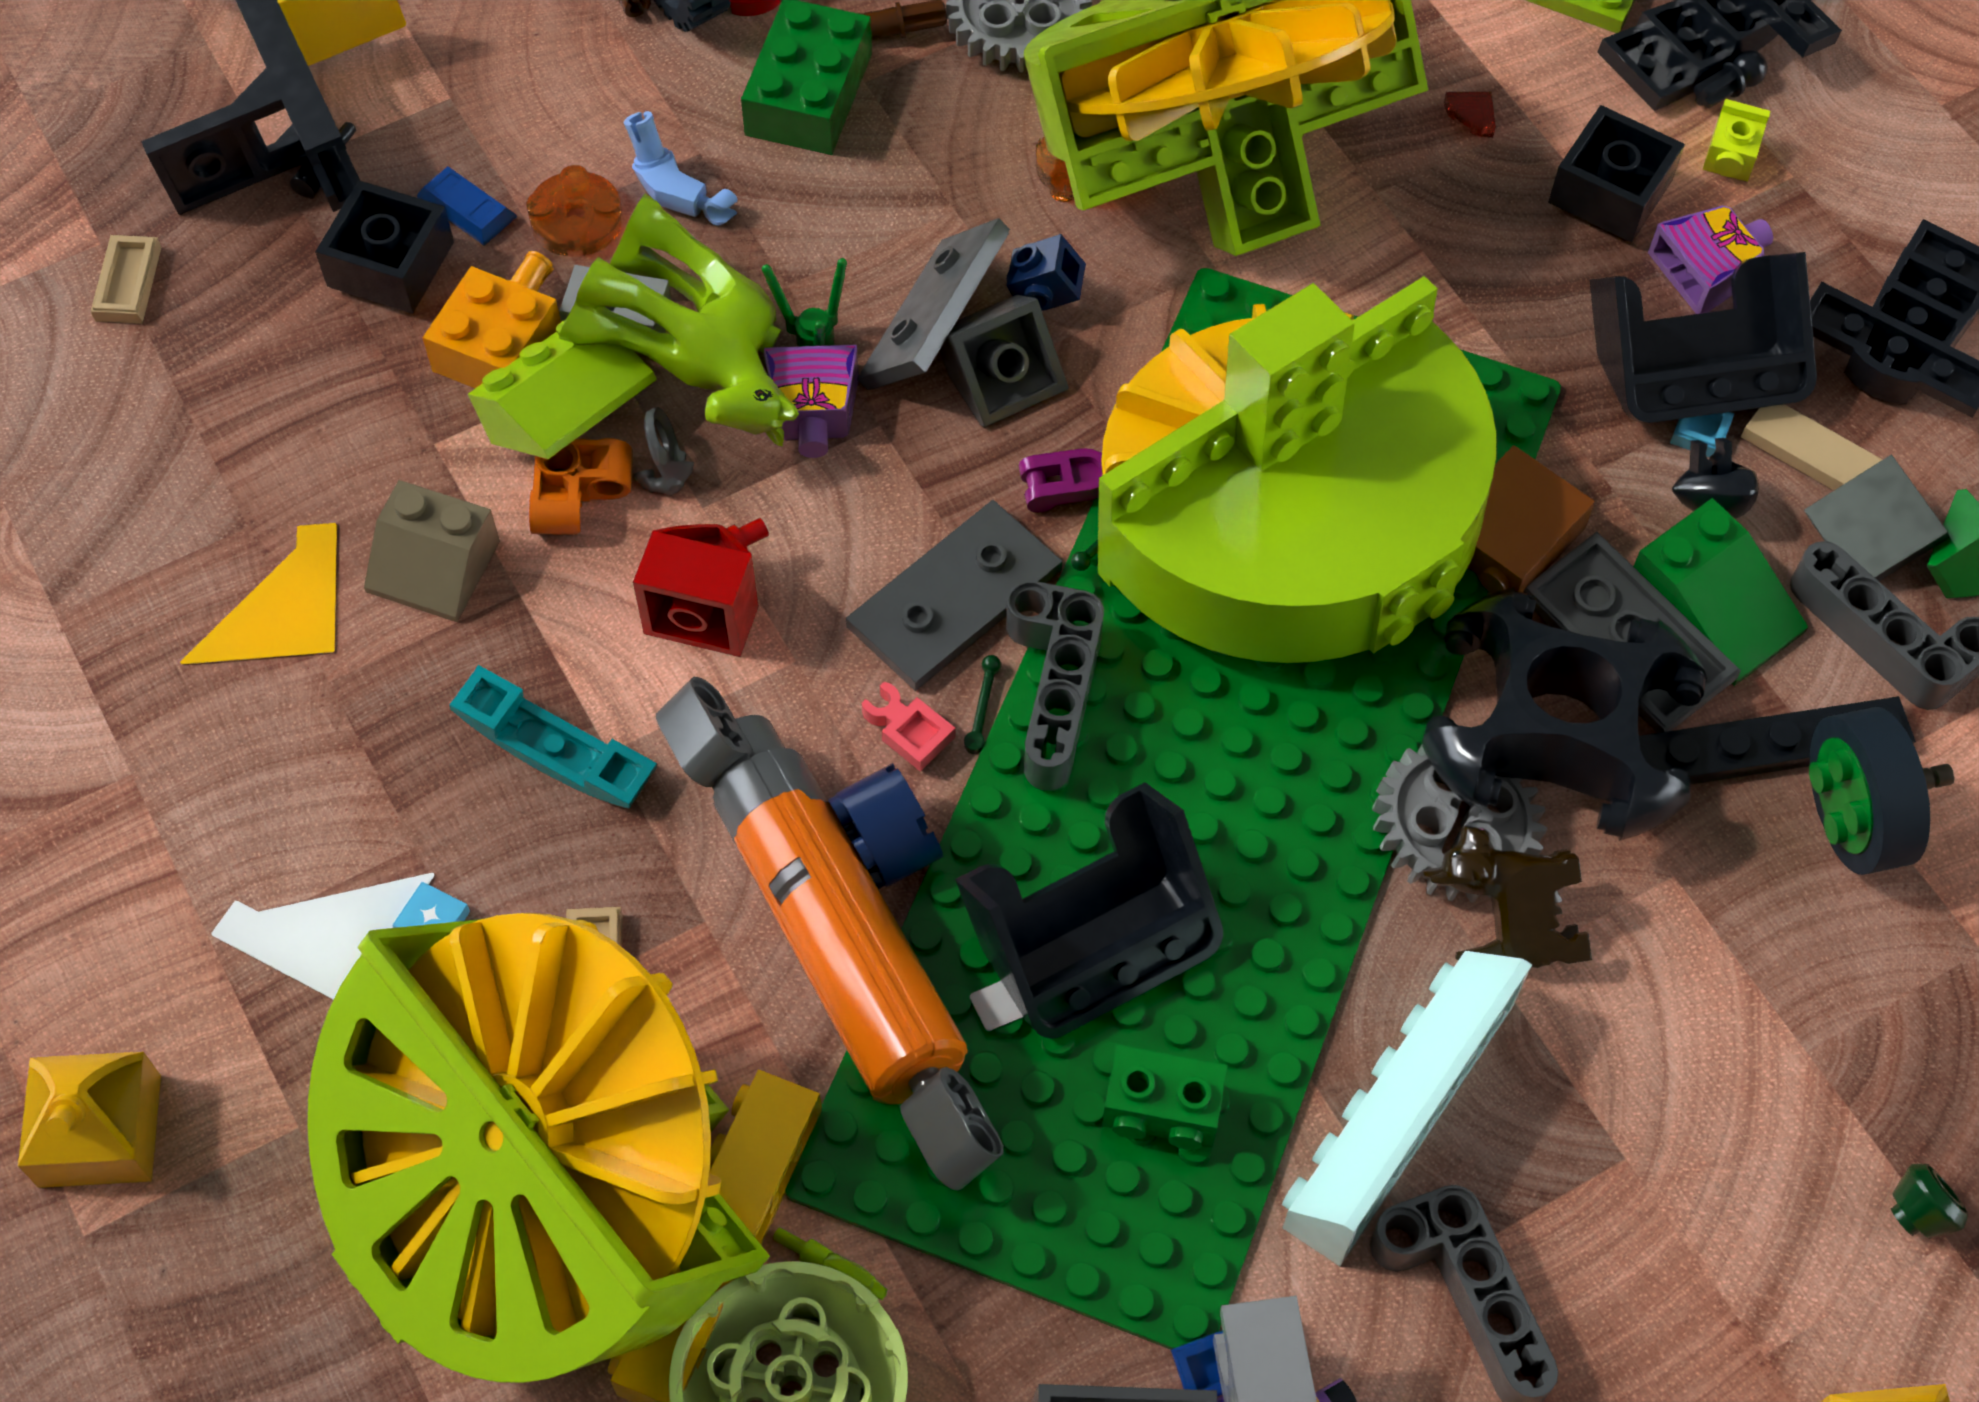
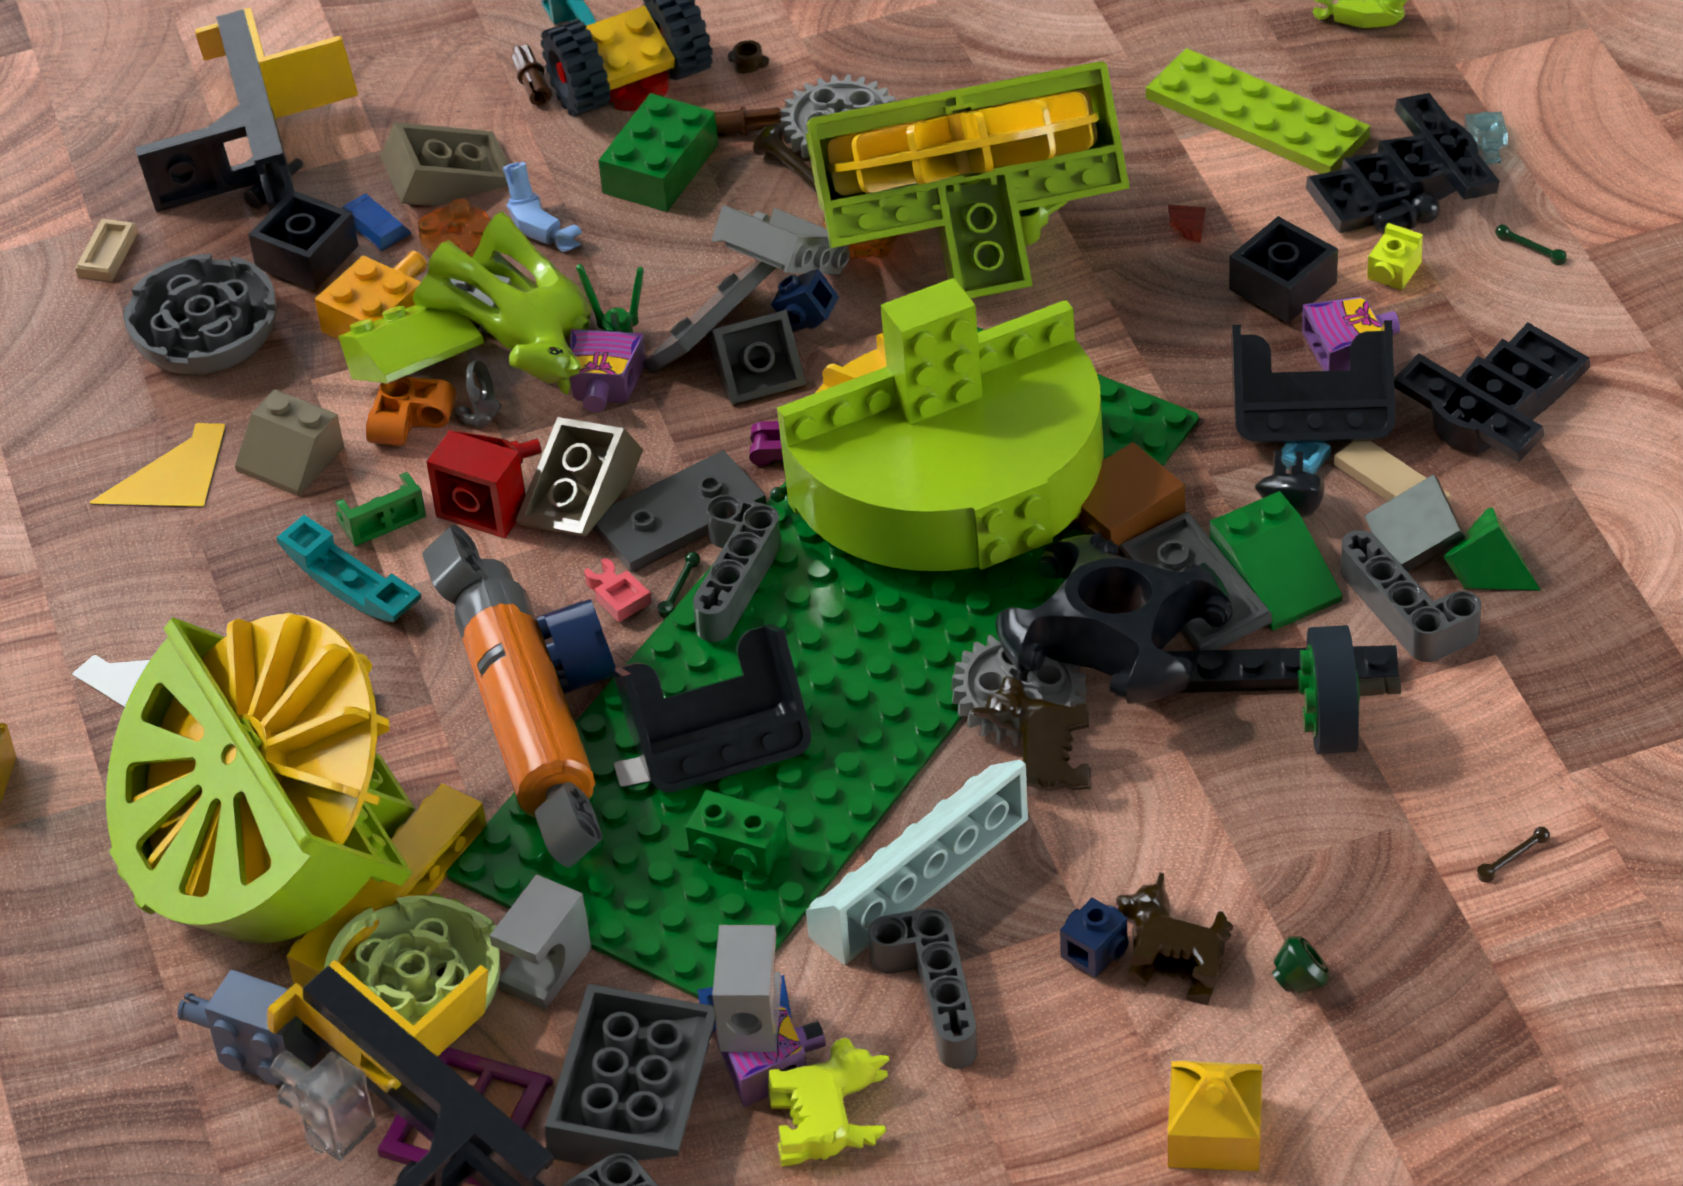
camera: 15 degrees right, 15 degrees down
(304, 356) = (201, 314): none -> dark grey brick
(538, 115) = (442, 163): none -> dark tan slope
(574, 638) = (382, 513): none -> green hinge
(822, 568) = (579, 476): none -> dark tan slope
(944, 49) = (771, 142): none -> dark brown piece
(951, 1308) = (548, 941): none -> light grey piece
(1002, 196) = (783, 242): none -> light grey window
(1662, 1194) = (1094, 937): none -> dark blue brick
(1759, 1192) = (1172, 944): none -> dark brown animal
(1916, 119) = (1557, 256): none -> dark green hinge

